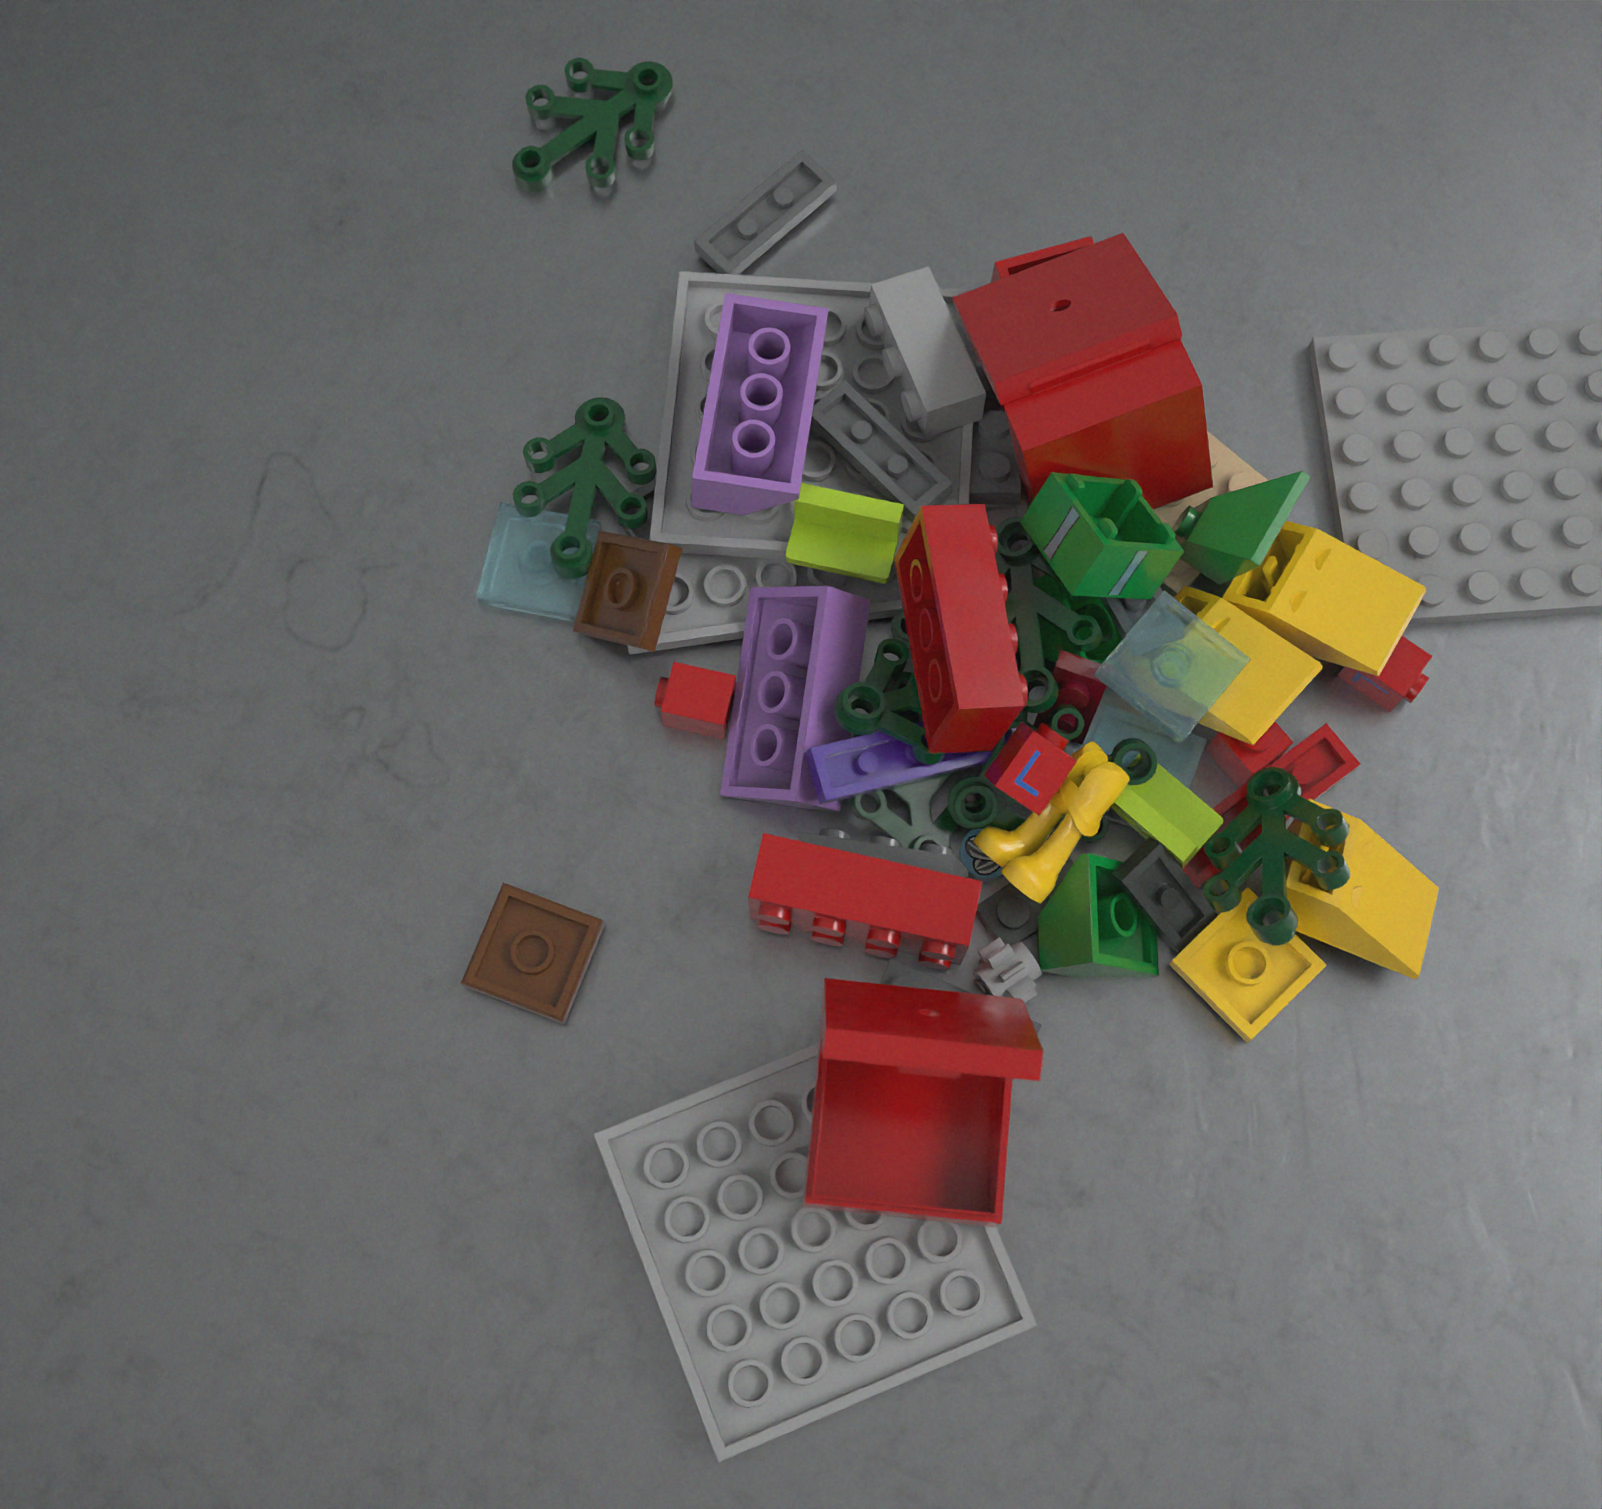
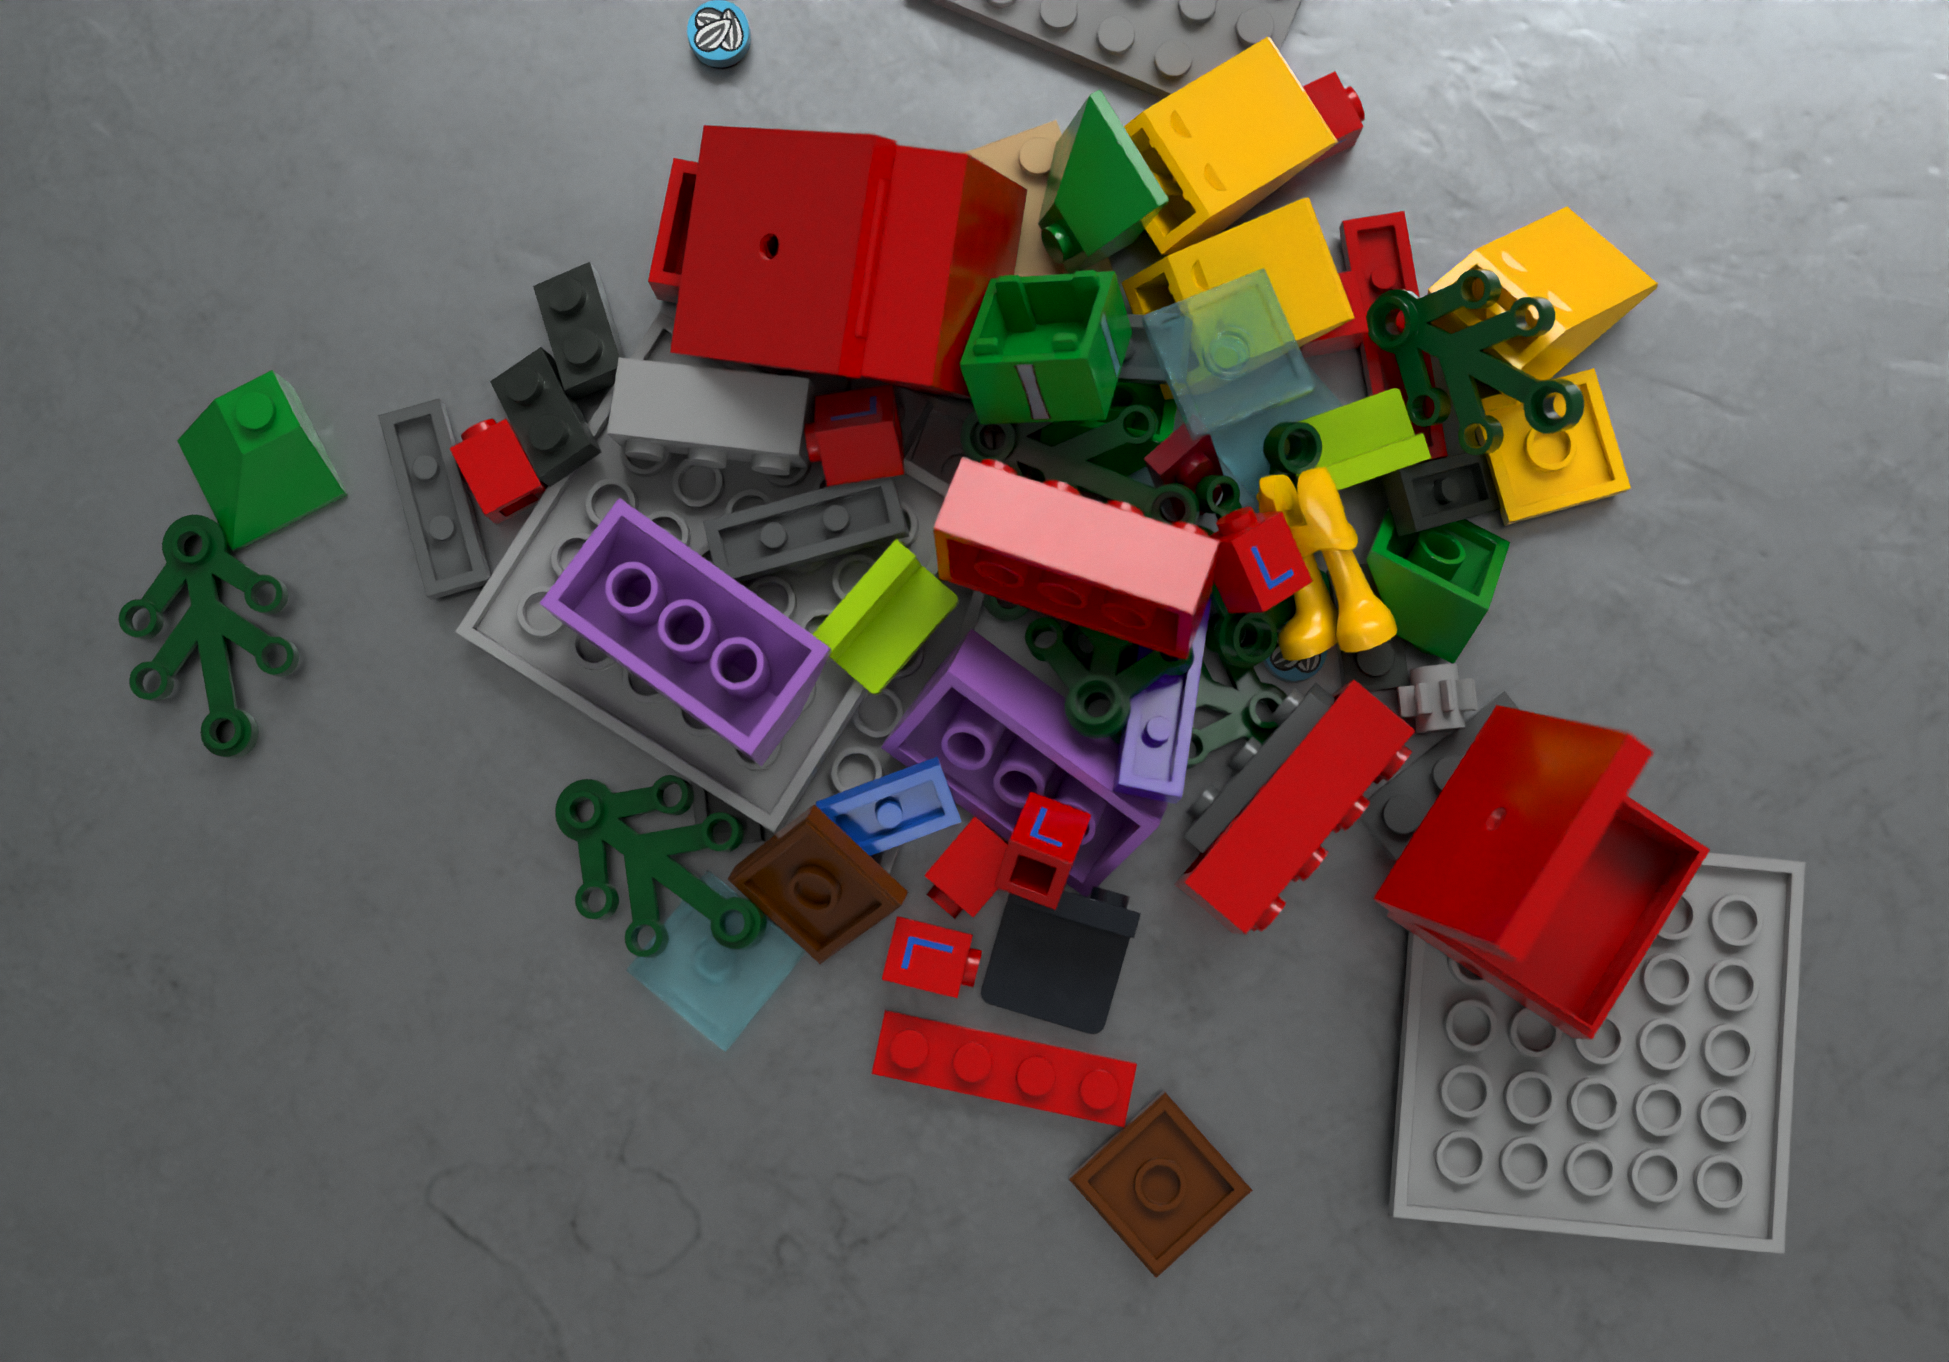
camera: 60 degrees left, 10 degrees up
(563, 801) = (1004, 1068): none -> red plate
(616, 702) = (931, 957): none -> red brick
(669, 793) = (1061, 960): none -> black bracket
(710, 615) = (894, 807): none -> blue plate
(732, 95) = (259, 460): none -> green slope
(734, 725) = (1042, 850): none -> red brick
(808, 243) = (497, 470): none -> red brick
(862, 254) = (545, 417): none -> pearl dark grey plate
(939, 243) = (580, 330): none -> pearl dark grey plate
(964, 448) = (856, 435): none -> red brick
(1200, 237) = (719, 33): none -> tile

